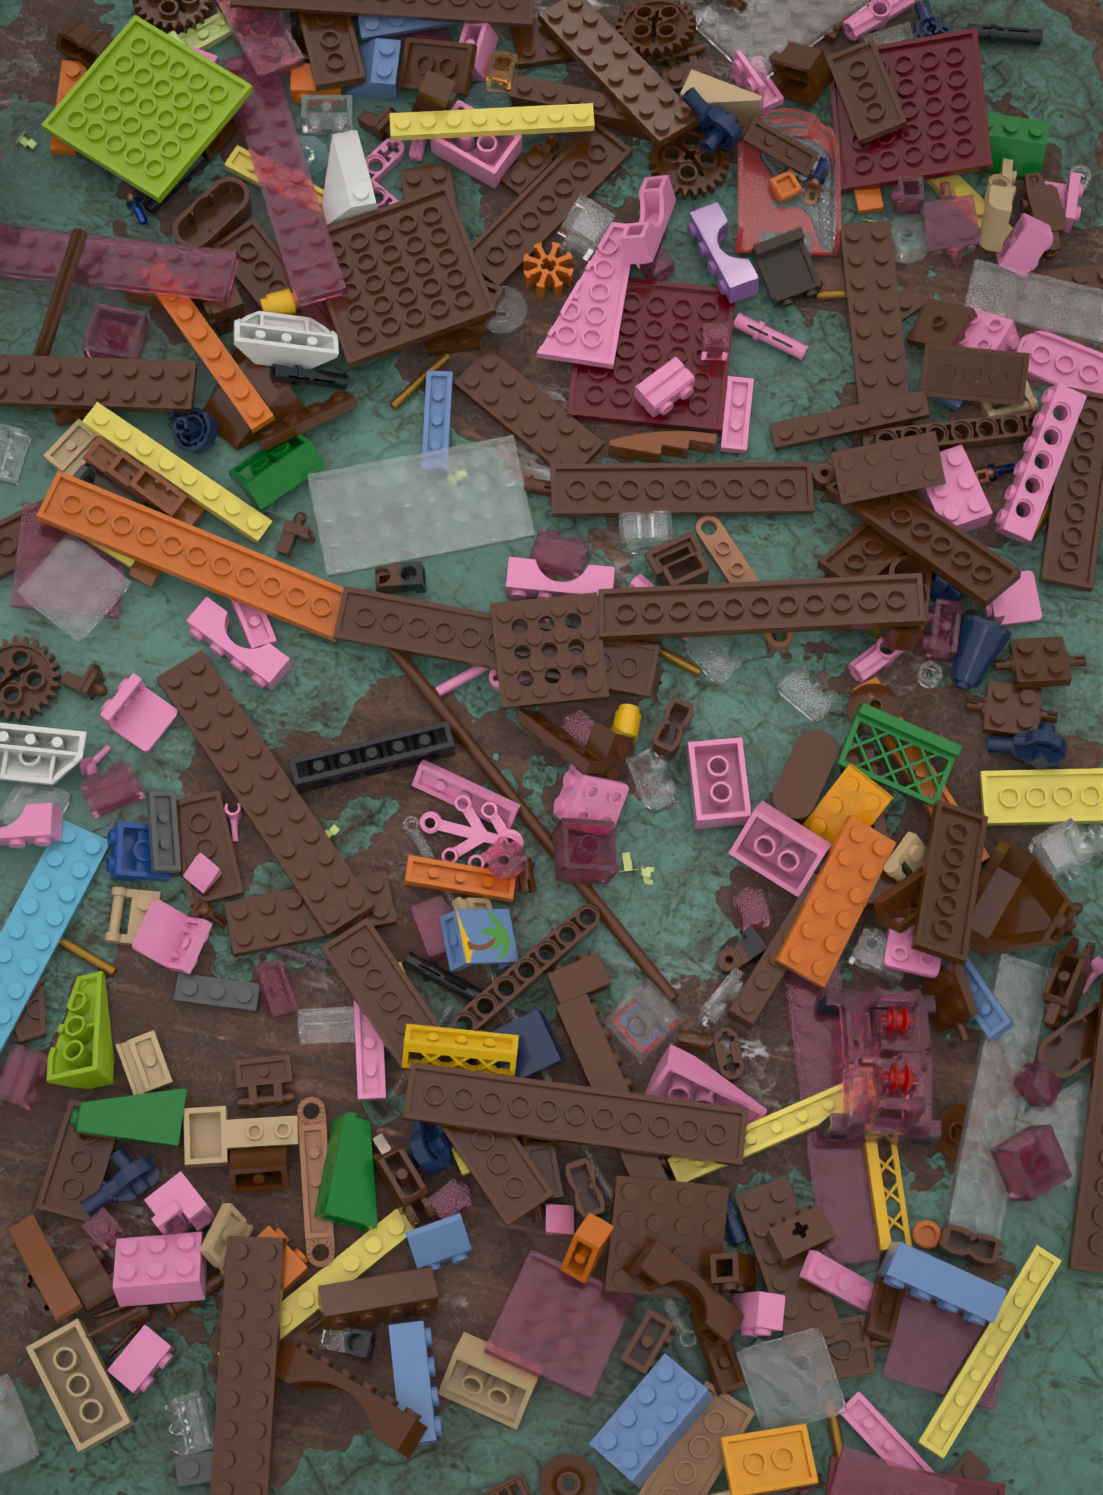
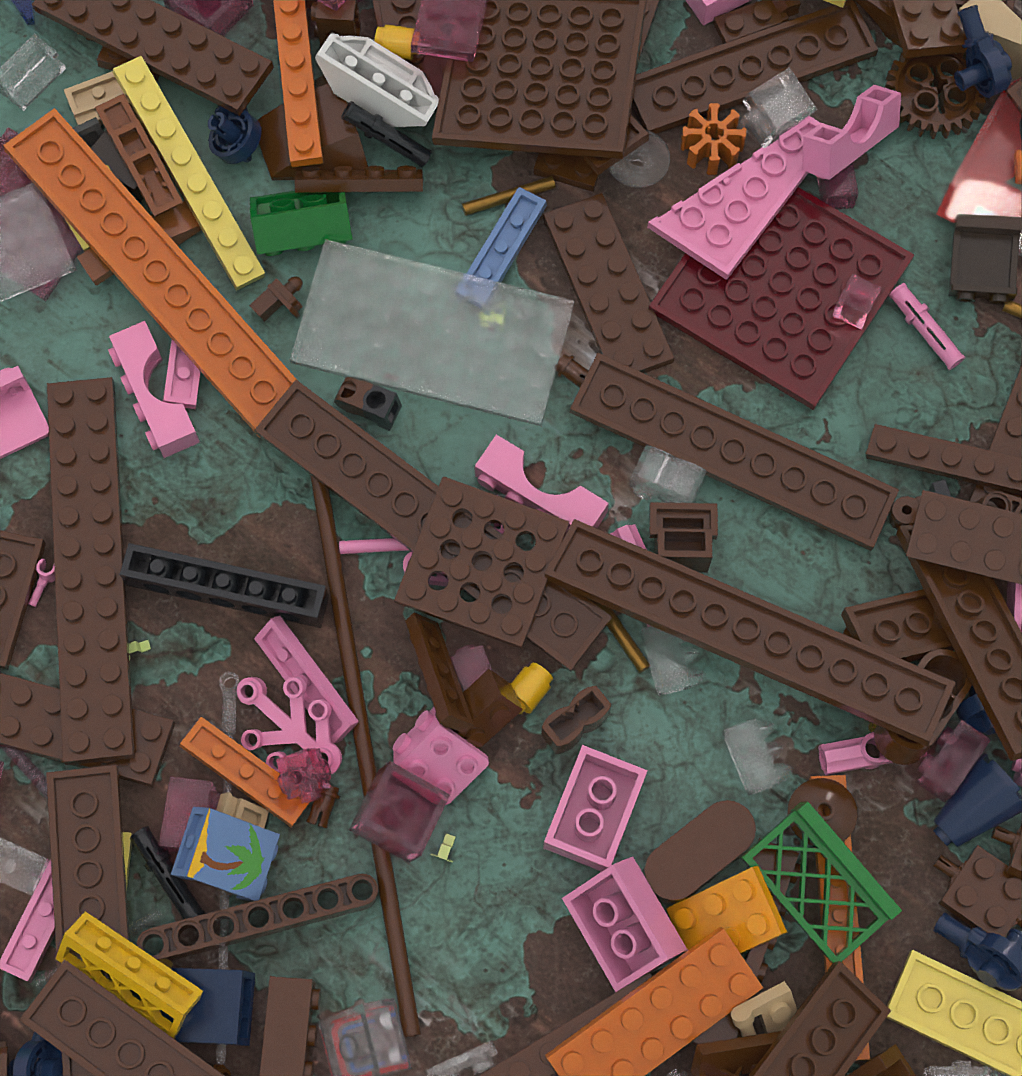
camera: 30 degrees right, 0 degrees up
(559, 554) = (556, 458): clear pink brick -> none
(578, 978) = (315, 957): reddish brown brick -> none
(646, 874) = (460, 873): yellowish green piece -> none
(650, 446) = (727, 386): dark orange slope -> none
(652, 781) = (521, 769): clear brick -> none
(665, 387) = (773, 327): bright pink brick -> none
(731, 564) = (747, 561): nougat plate -> none
(734, 275) = (919, 238): arch -> none
(737, 415) = (841, 397): bright pink plate -> none
(743, 953) = (517, 1025): leg -> none
(751, 908) = (556, 976): clear pink brick -> none
(924, 668) = (913, 814): clear bush -> none

